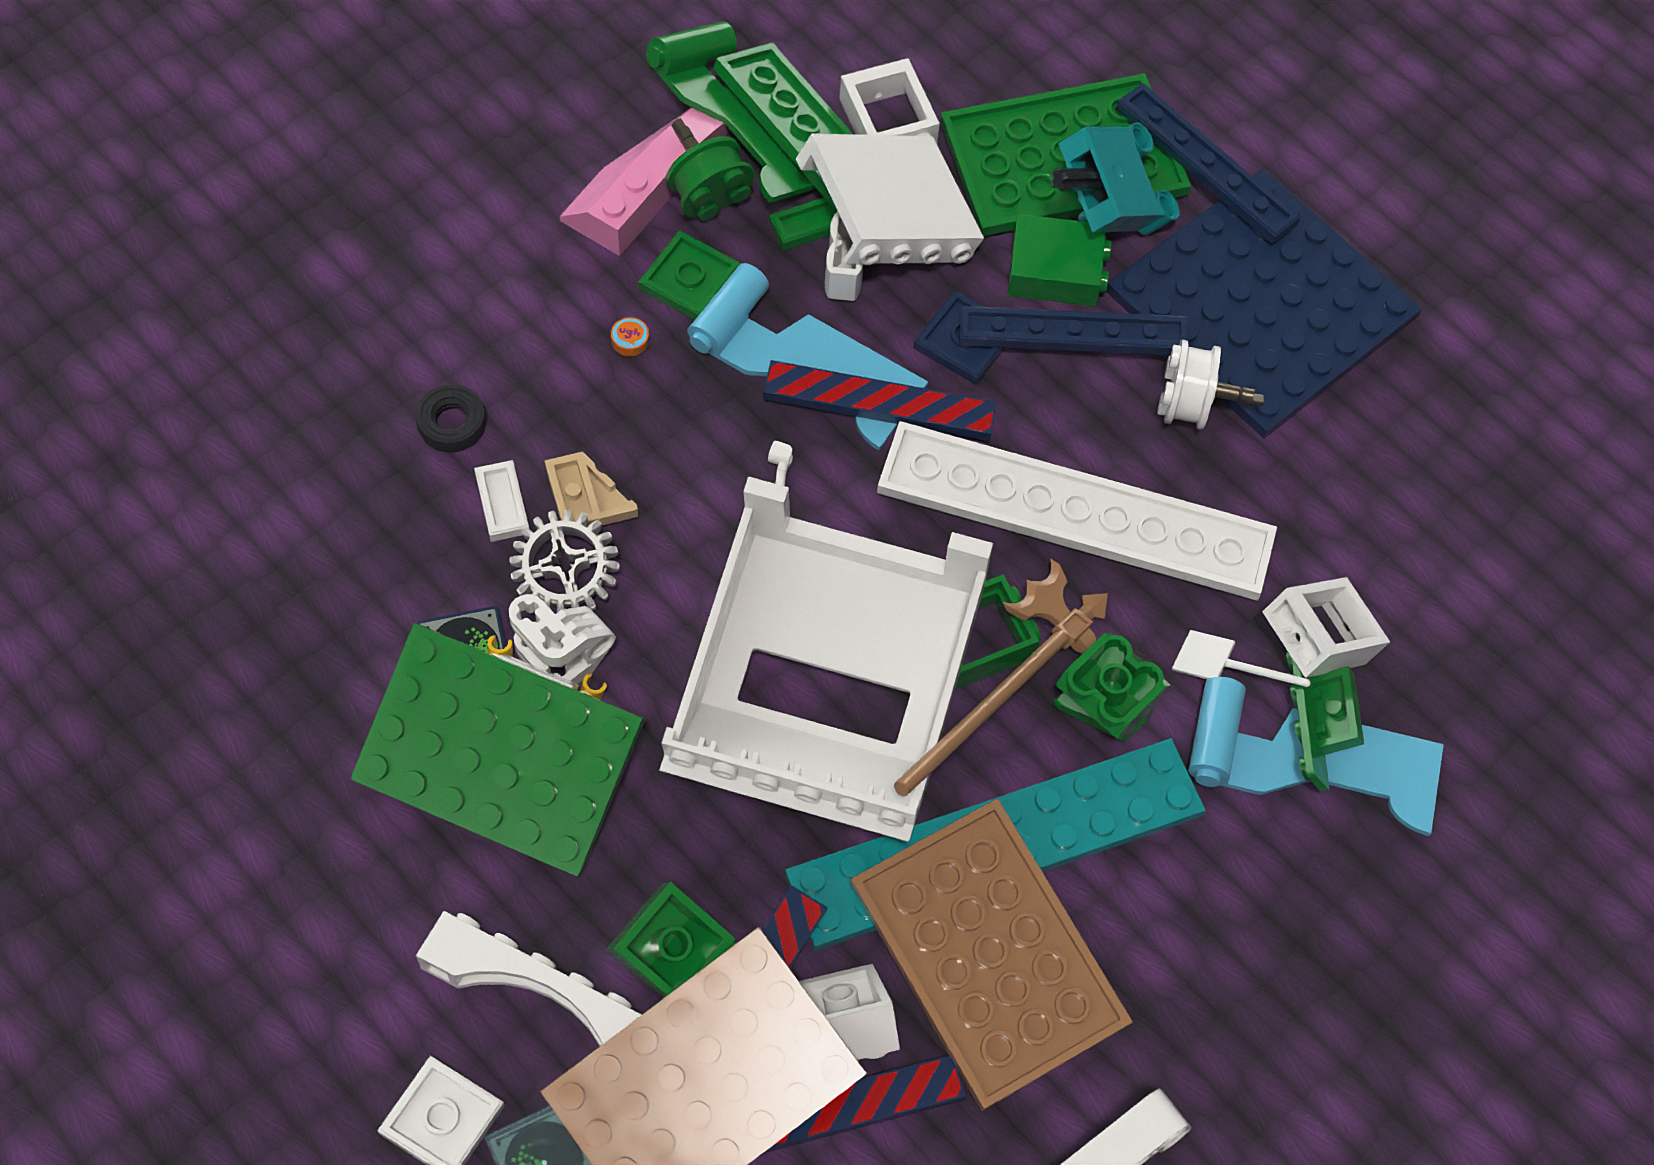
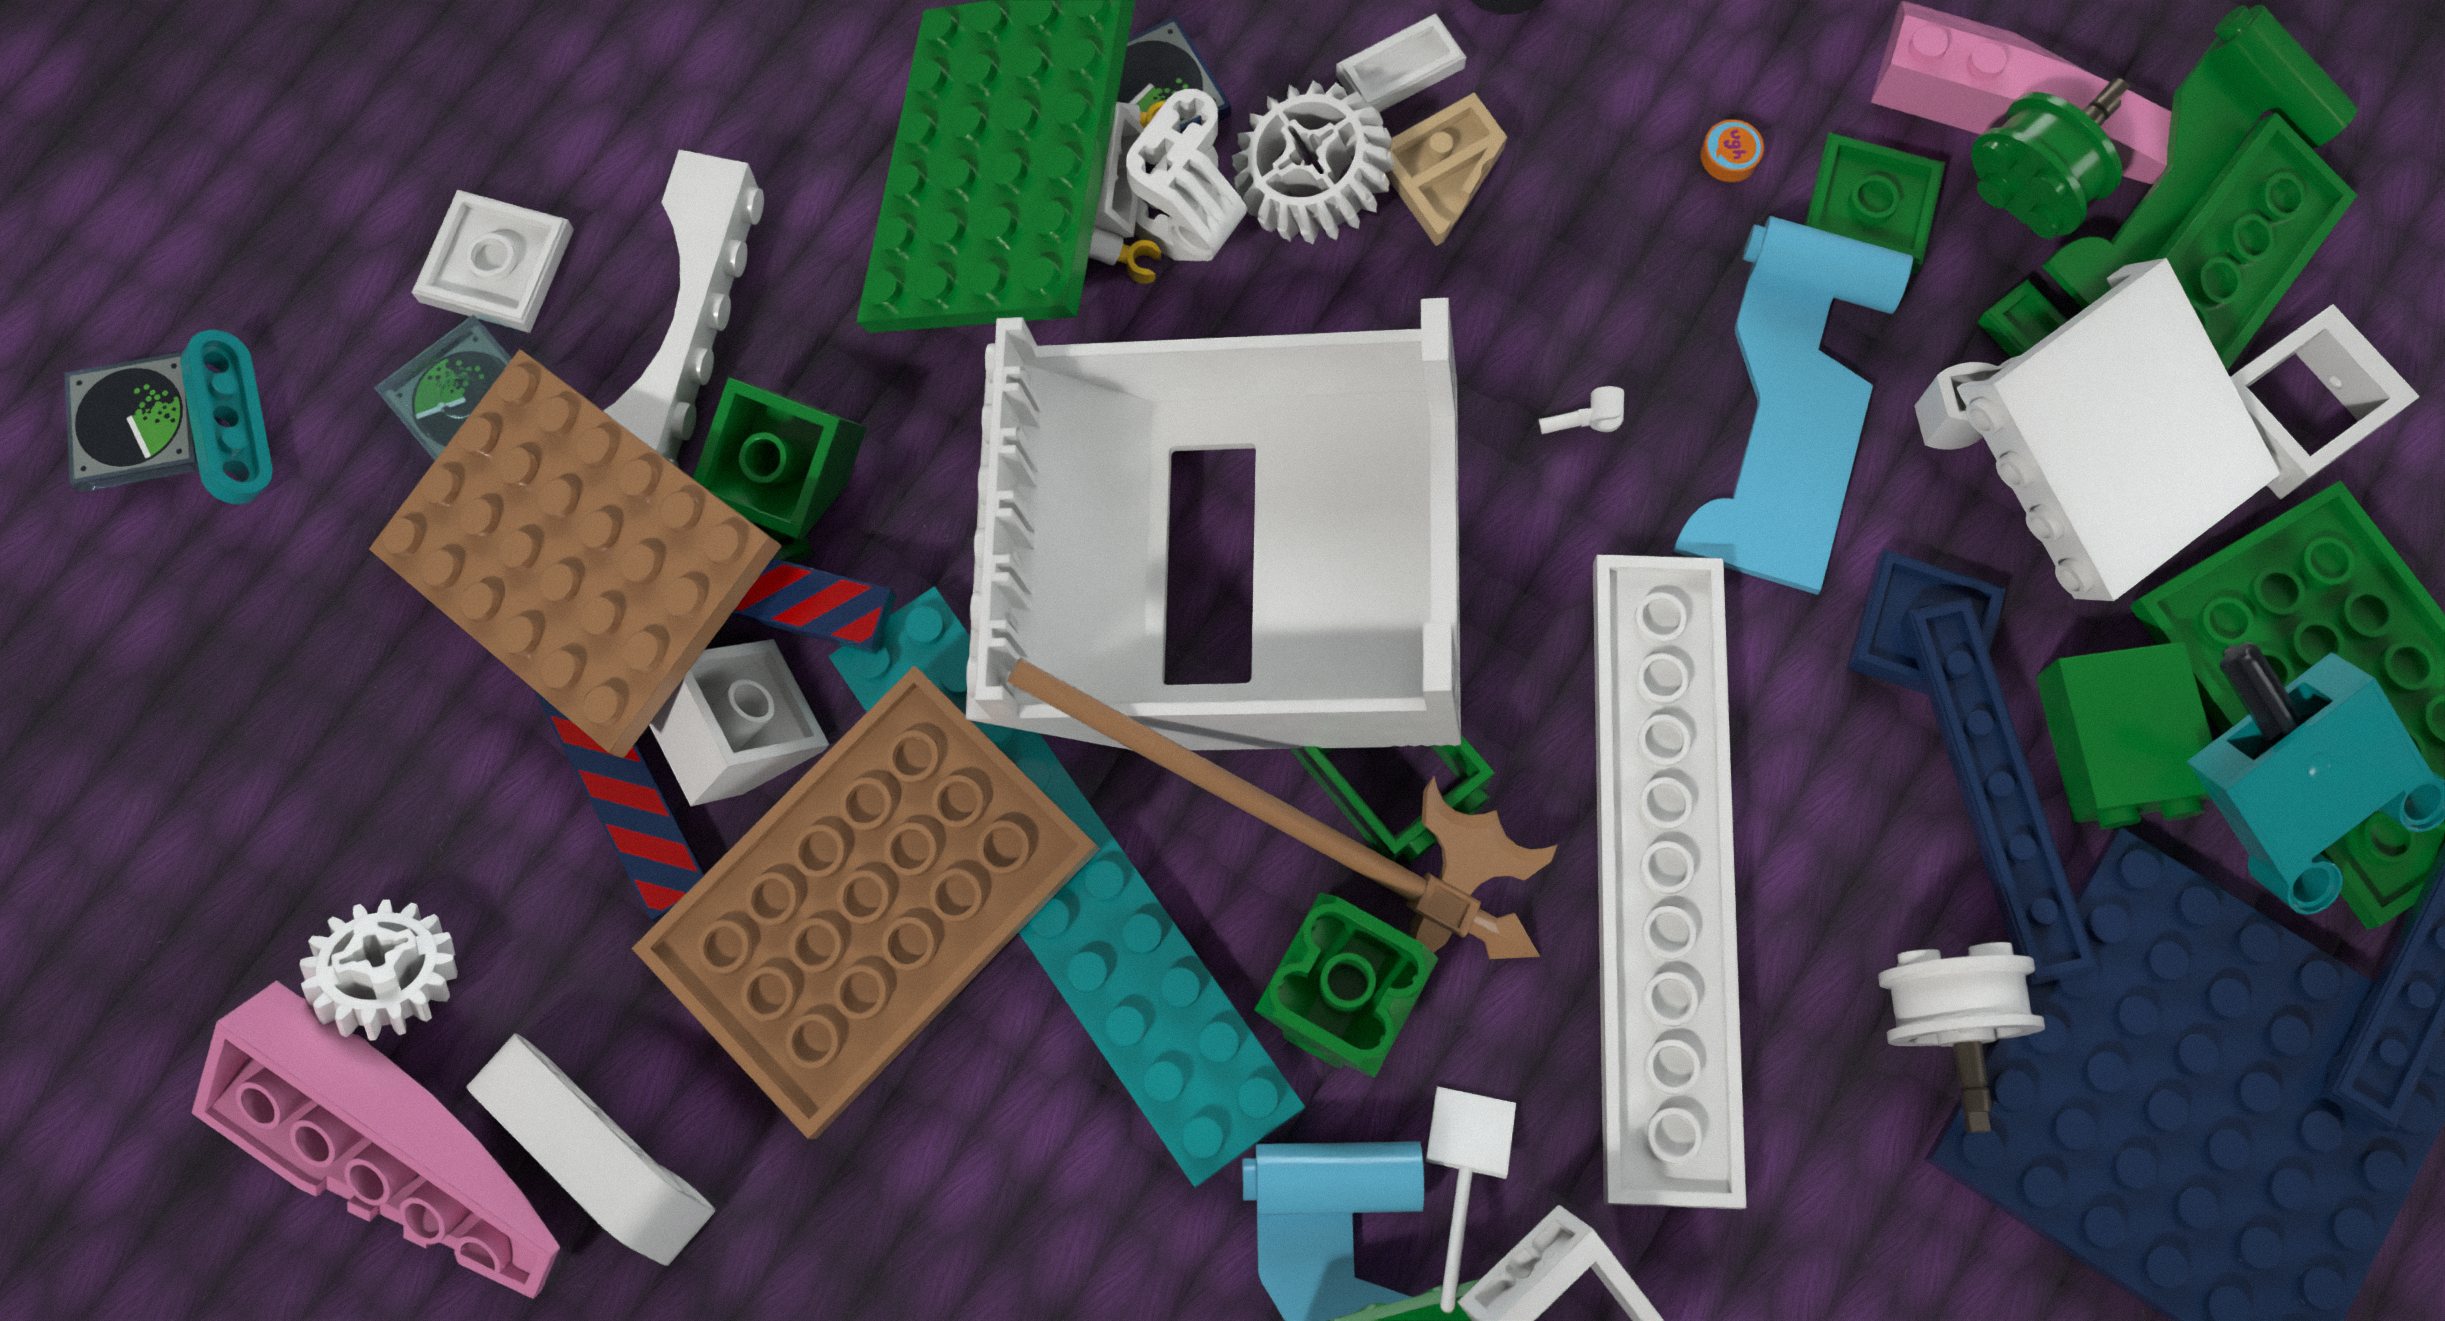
camera: 80 degrees right, 10 degrees up
(879, 400) = (1754, 528): dark blue tile -> none

